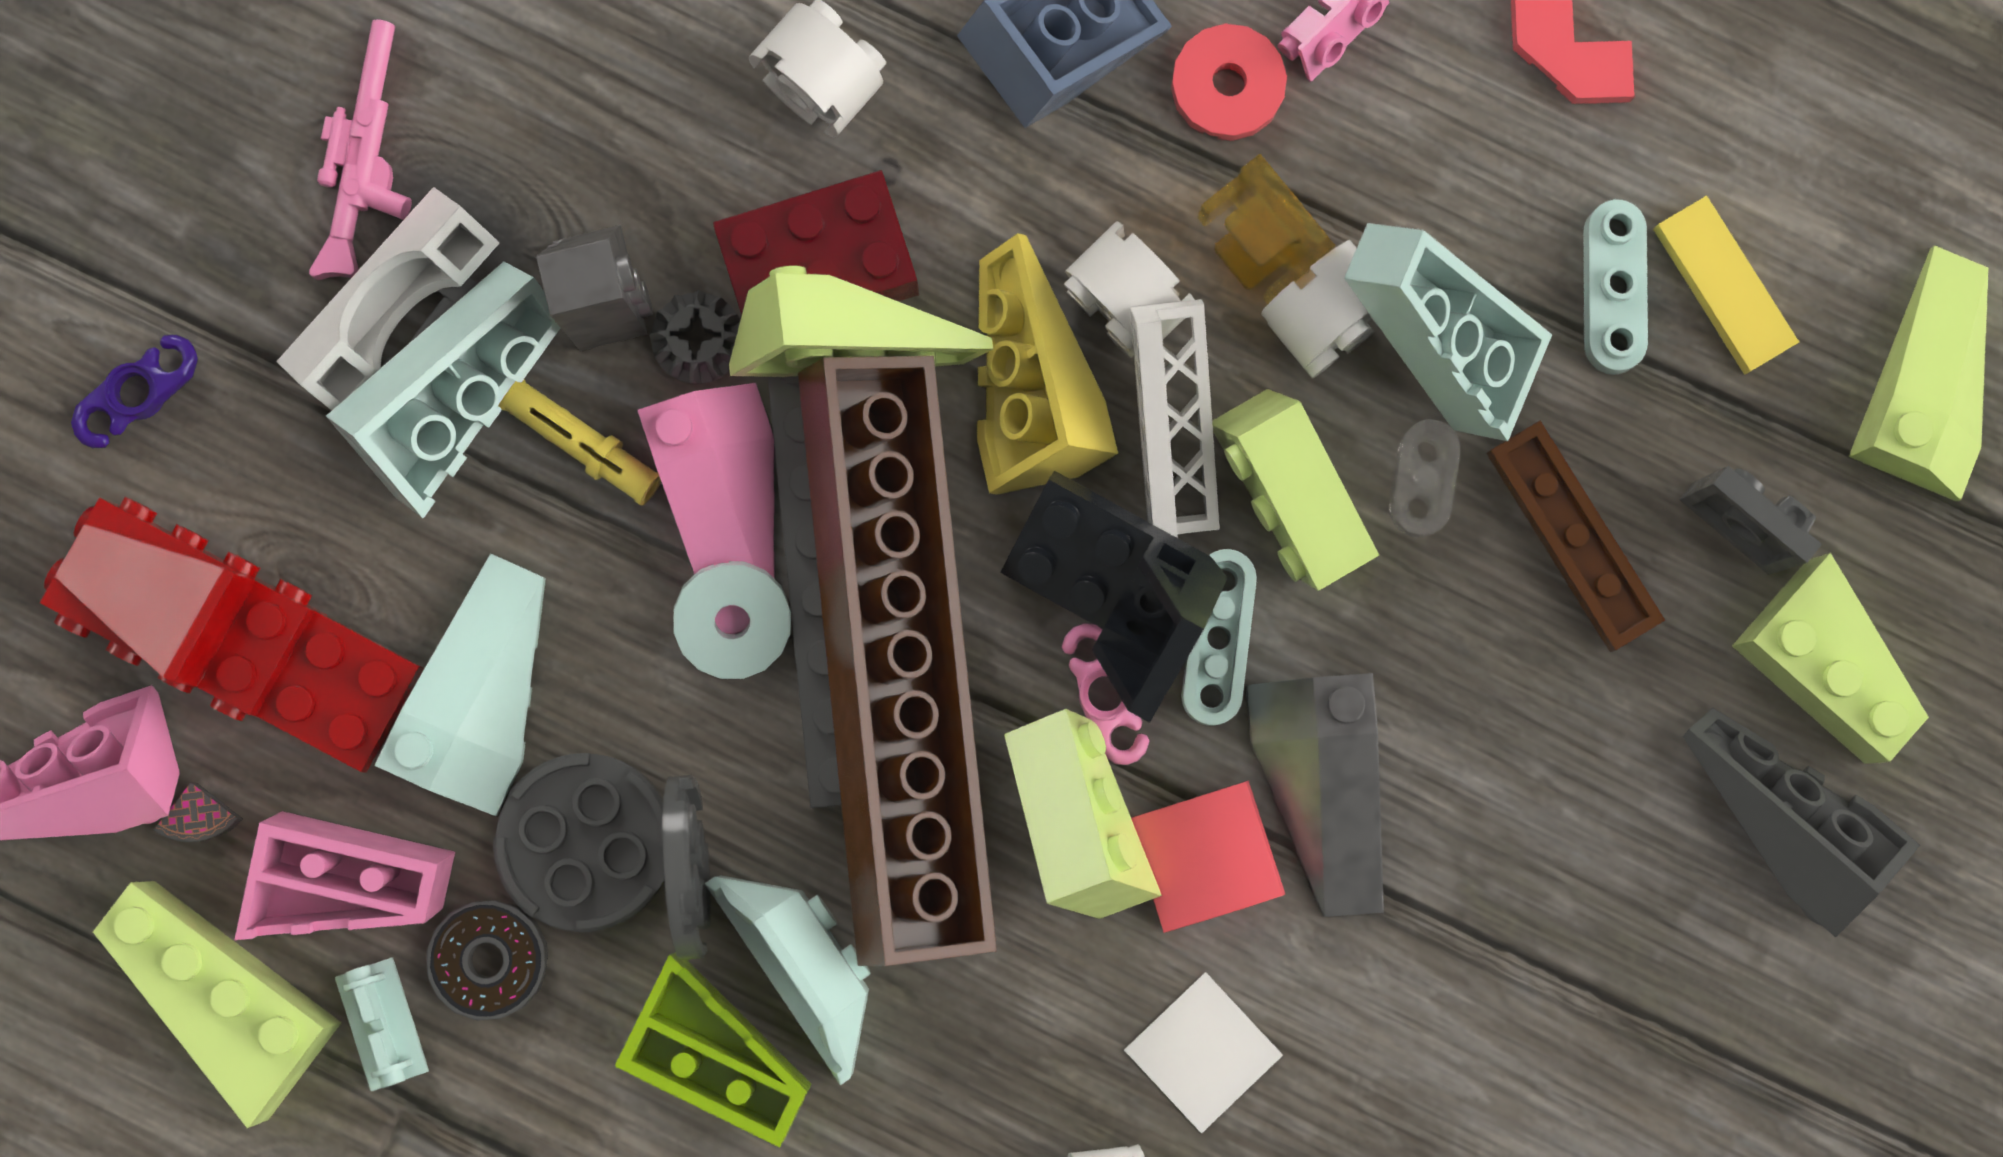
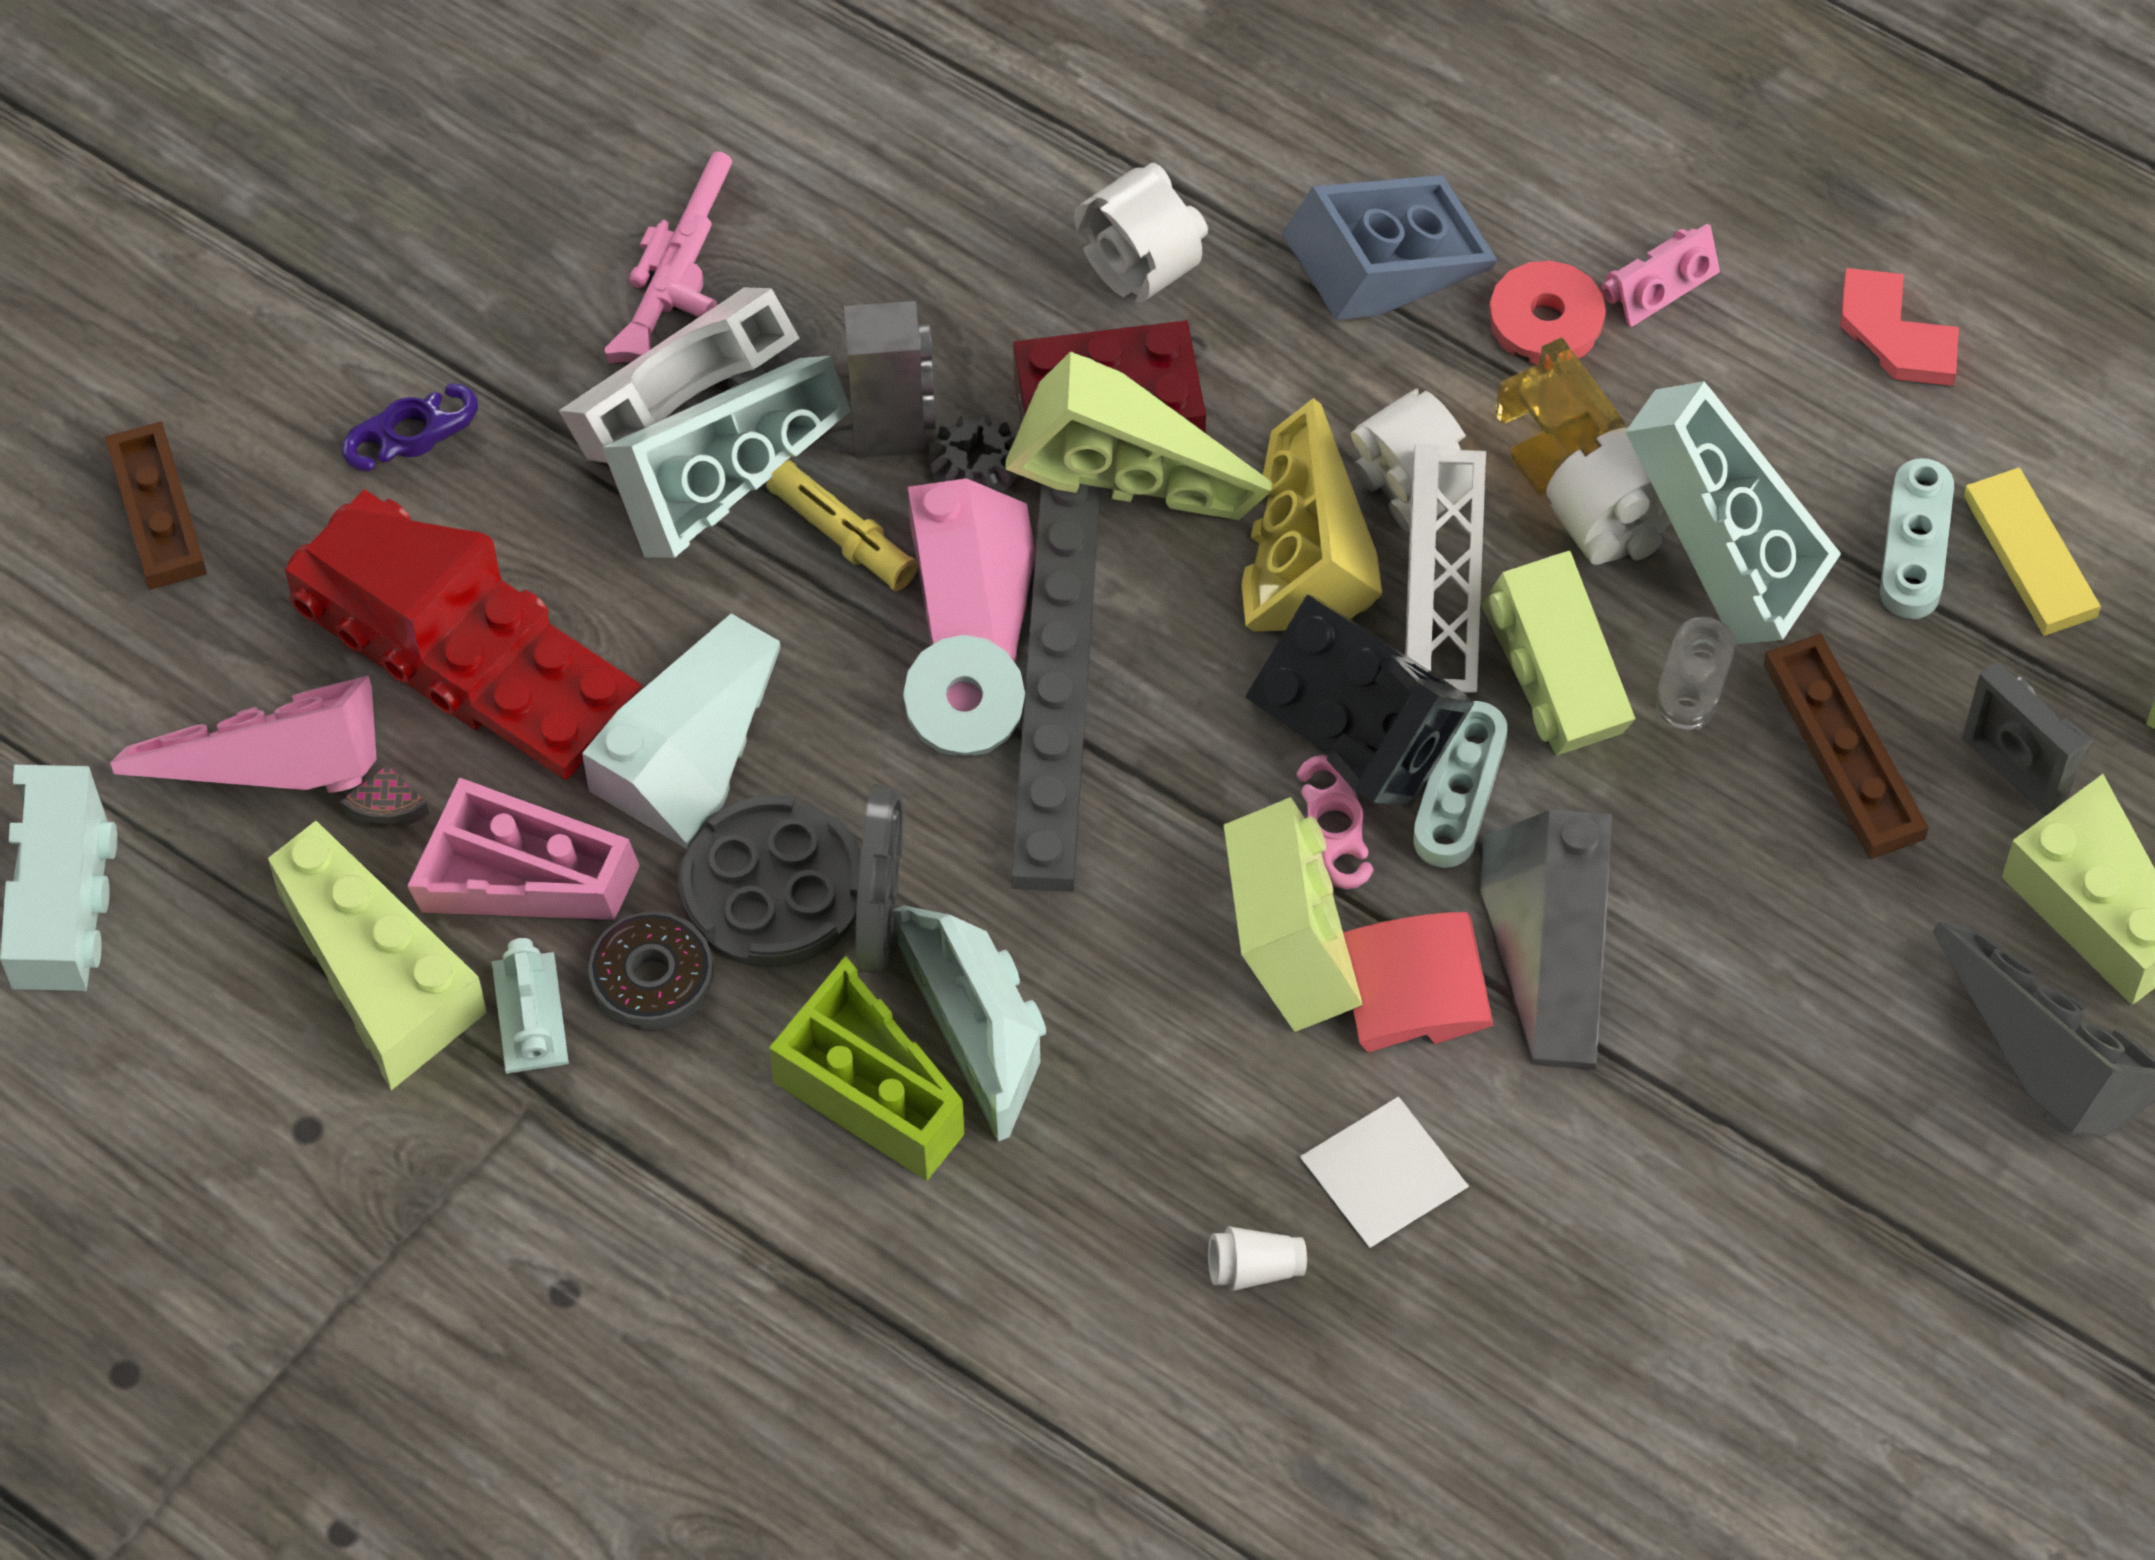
camera: 15 degrees right, 25 degrees down
(896, 660) = (1124, 747): reddish brown brick -> none

